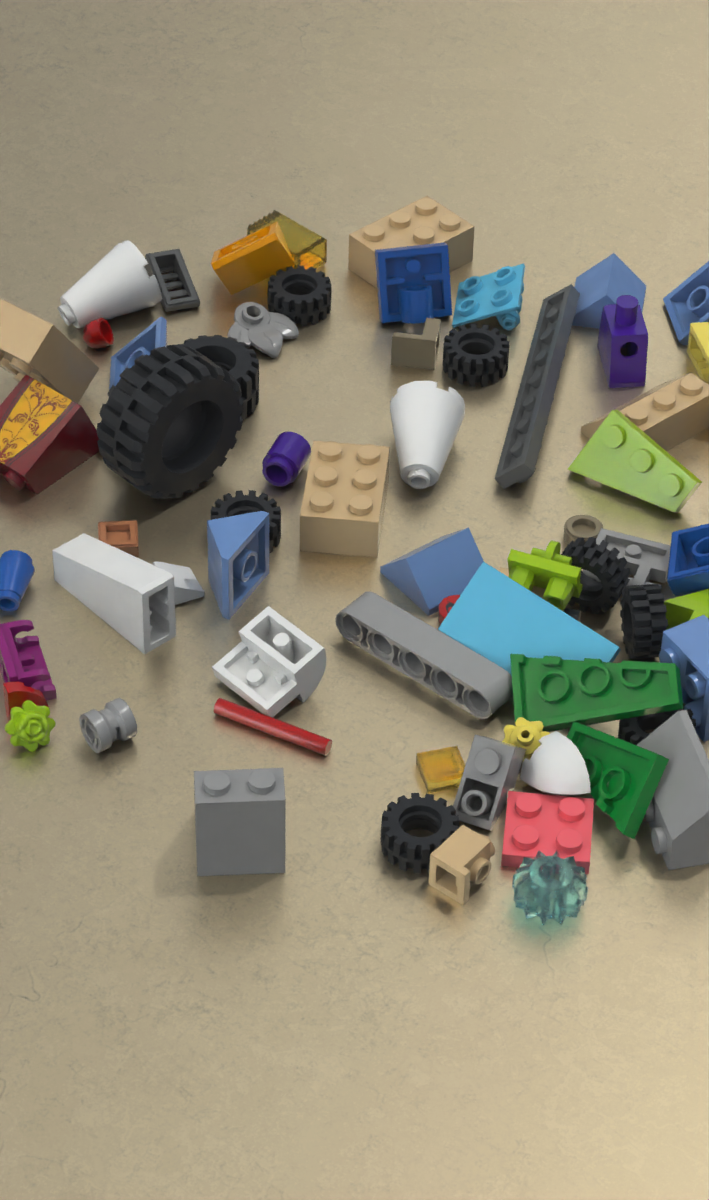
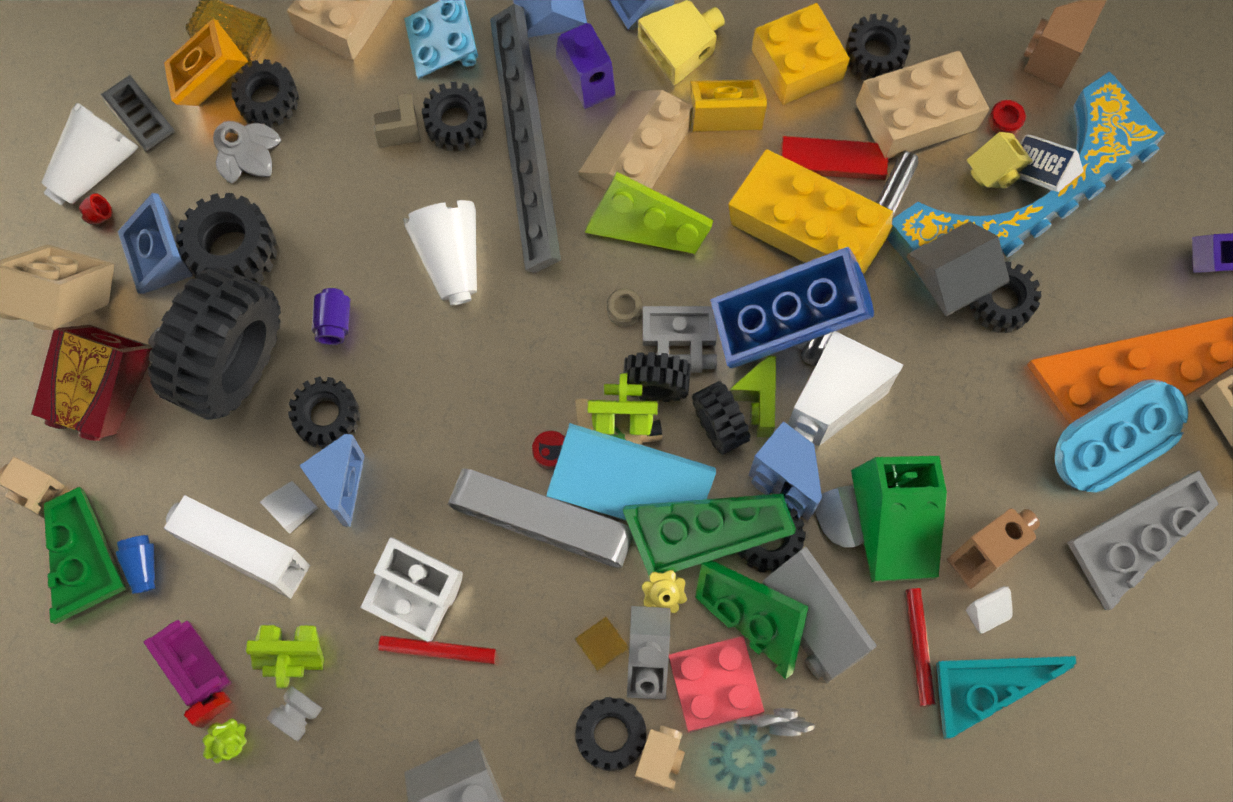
camera: 20 degrees left, 30 degrees up
(115, 678) = (285, 658): none -> lime hips
(120, 535) = (213, 468): nougat tile -> none
(344, 499) = (402, 351): tan brick -> none
(413, 283) = (369, 53): blue plate -> none
(435, 569) = (514, 404): medium blue slope -> none
(556, 767) = (703, 621): white brick -> none
(607, 867) = (783, 722): none -> light grey plate

